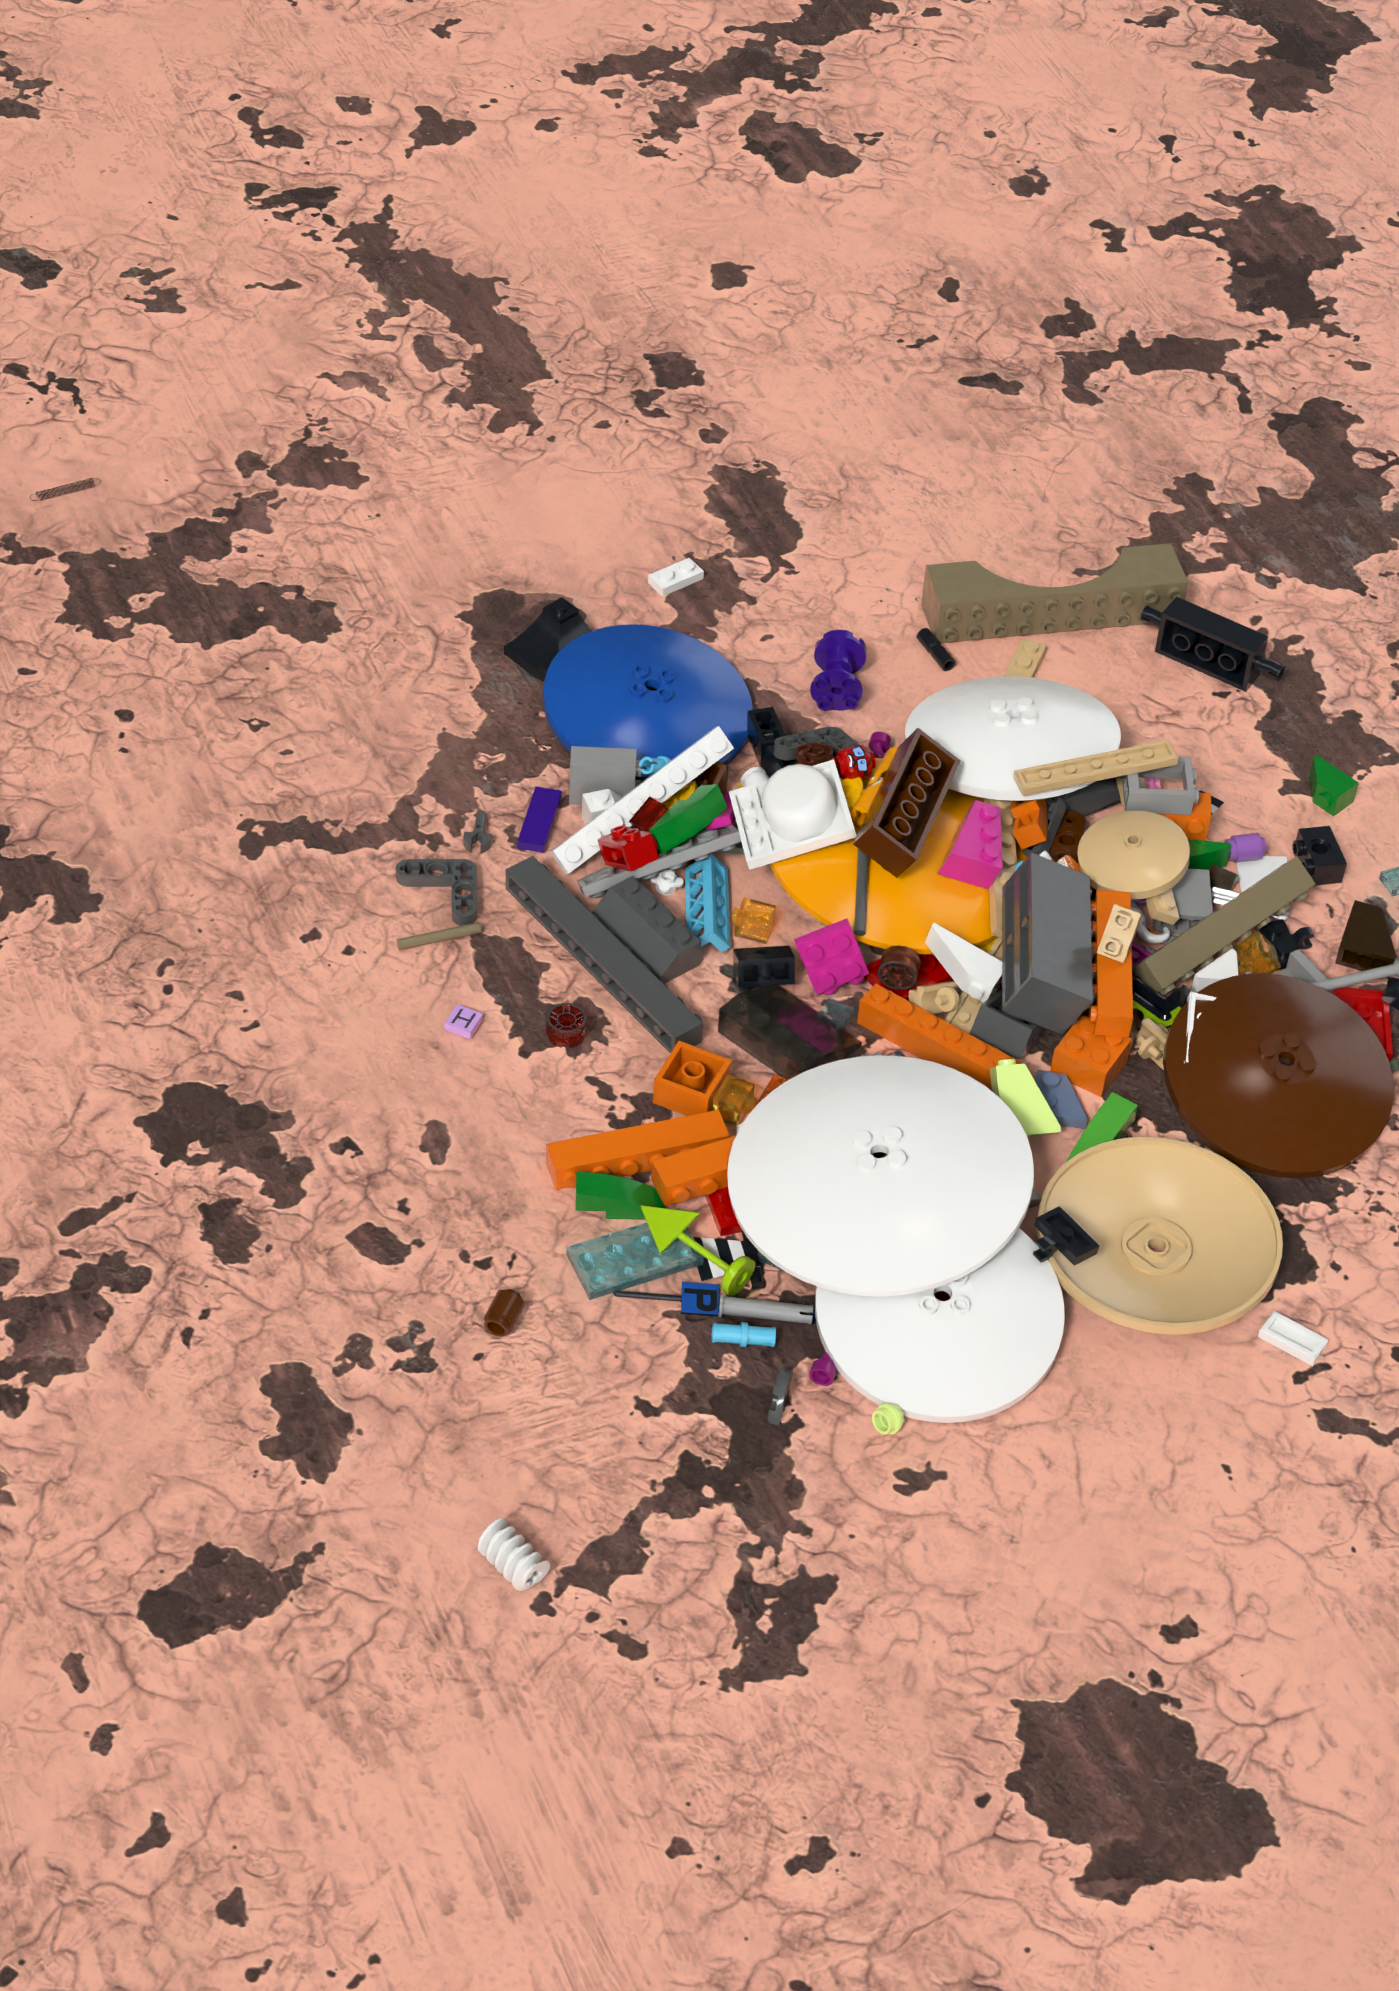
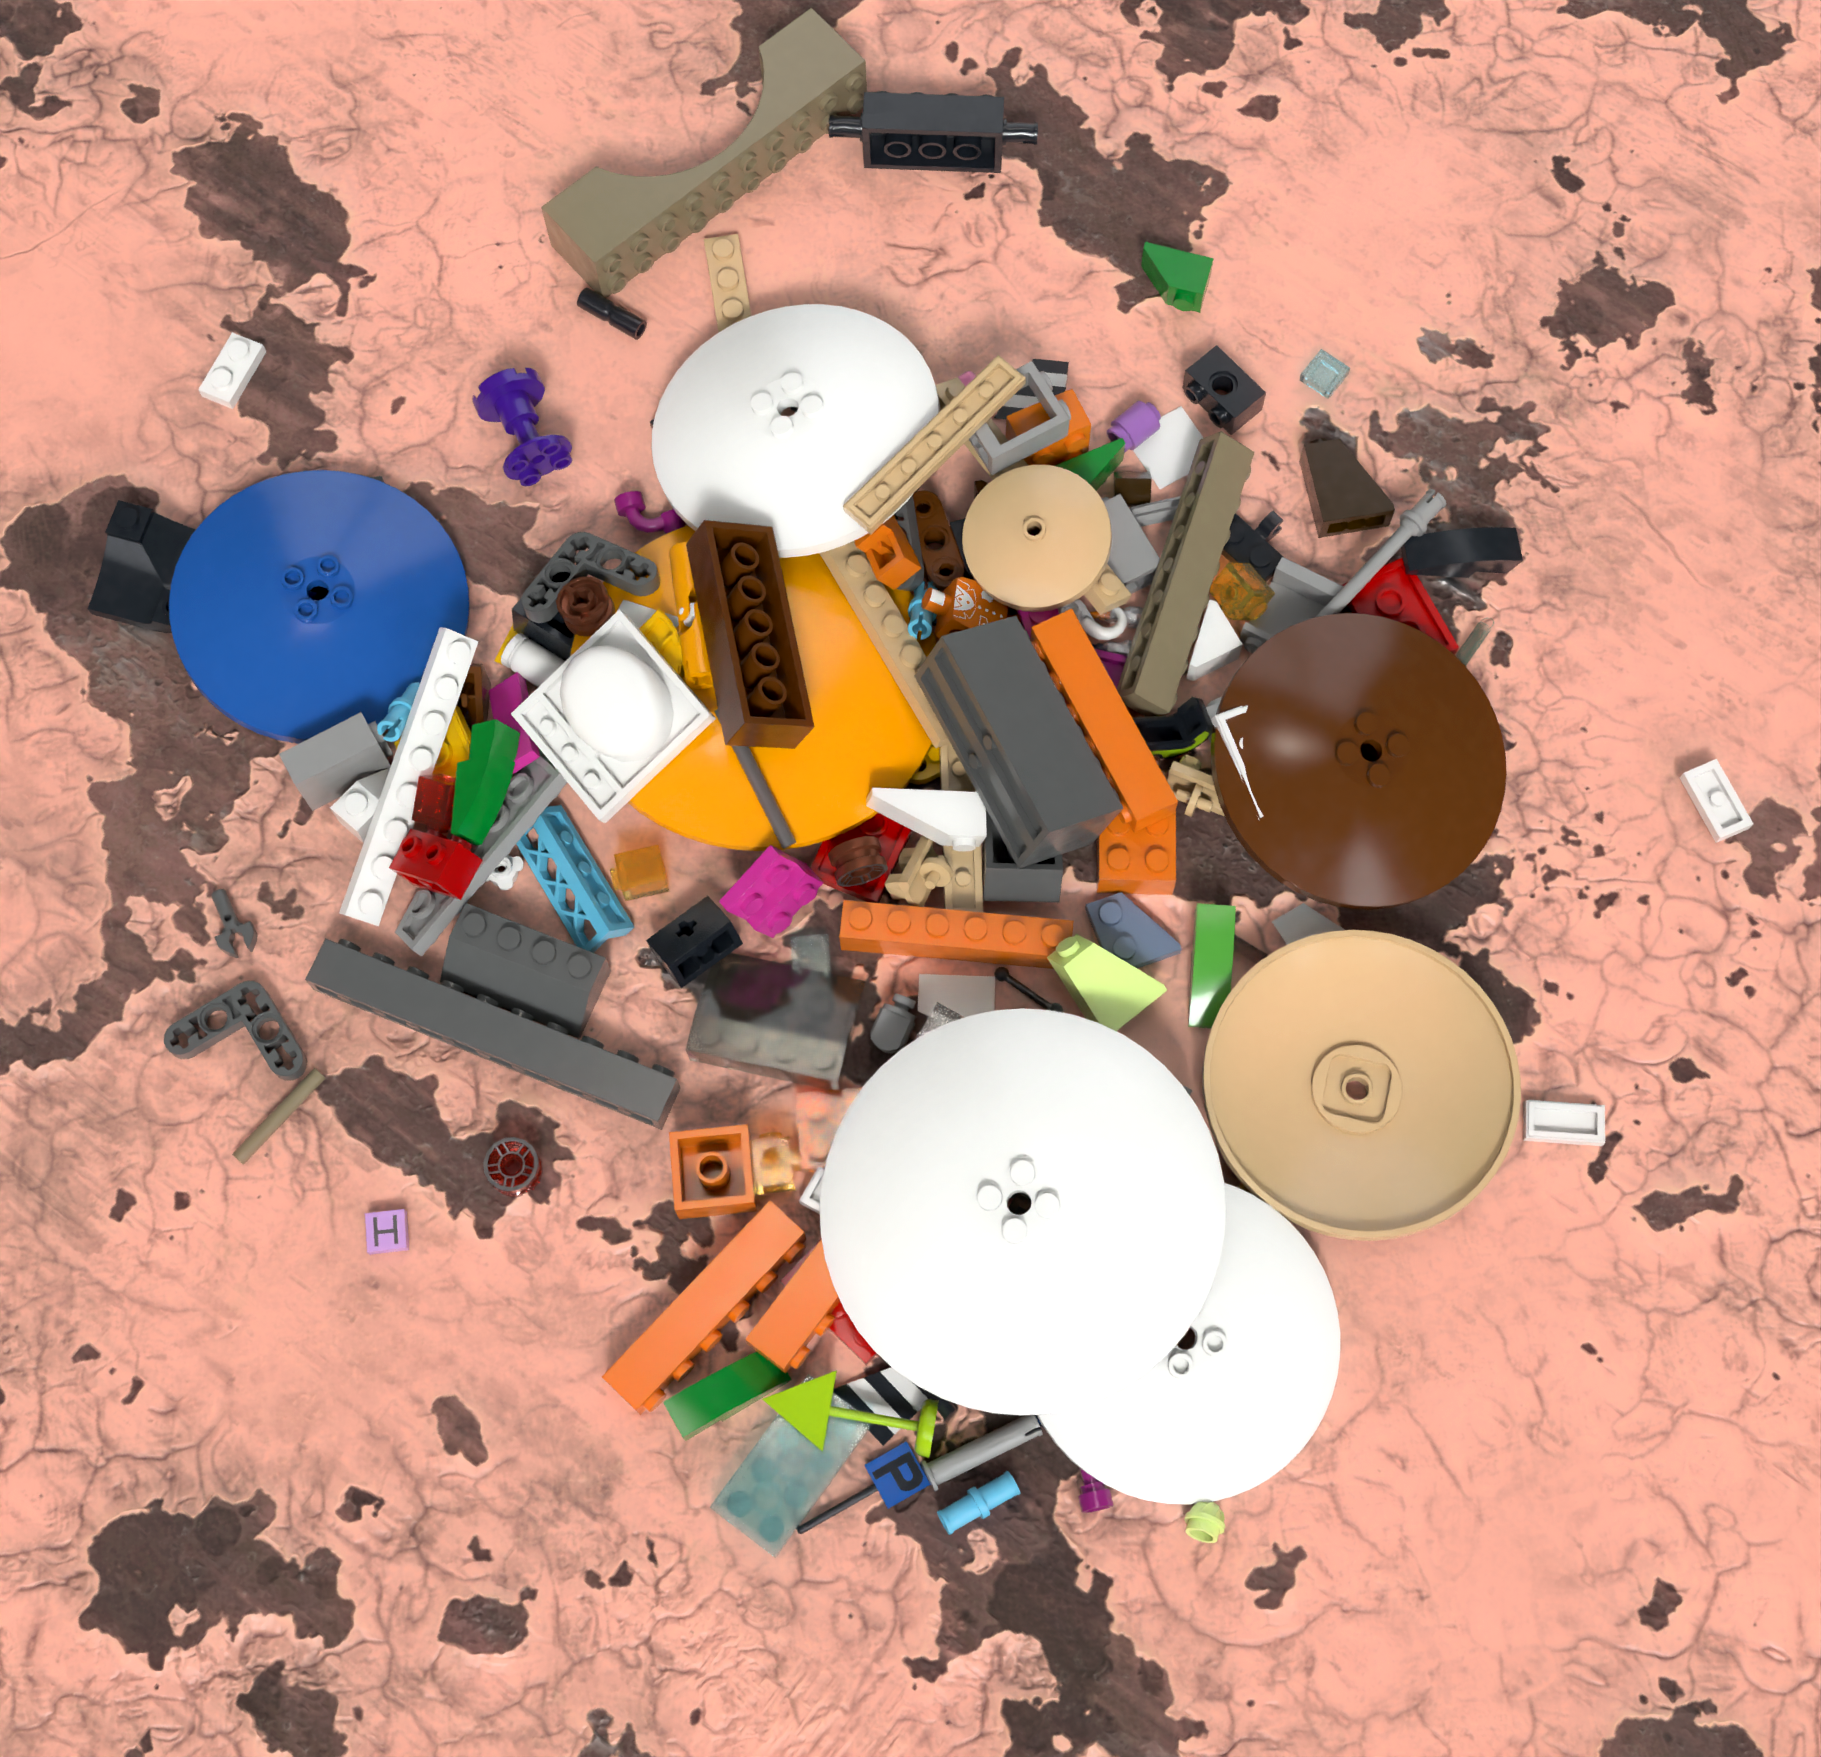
camera: 25 degrees left, 25 degrees up
(503, 1312) = (692, 1645): reddish brown brick -> none
(539, 819) = (293, 860): dark purple tile -> none
(763, 730) = (492, 576): black brick -> none
(780, 1394) = (1066, 1560): dark grey tile -> none
(855, 762) = (643, 595): red head -> none
(976, 847) = (853, 635): dark pink wedge -> none
(1063, 1235) = (1271, 1167): black plate -> none
(1119, 933) = (1104, 696): tan hips -> none

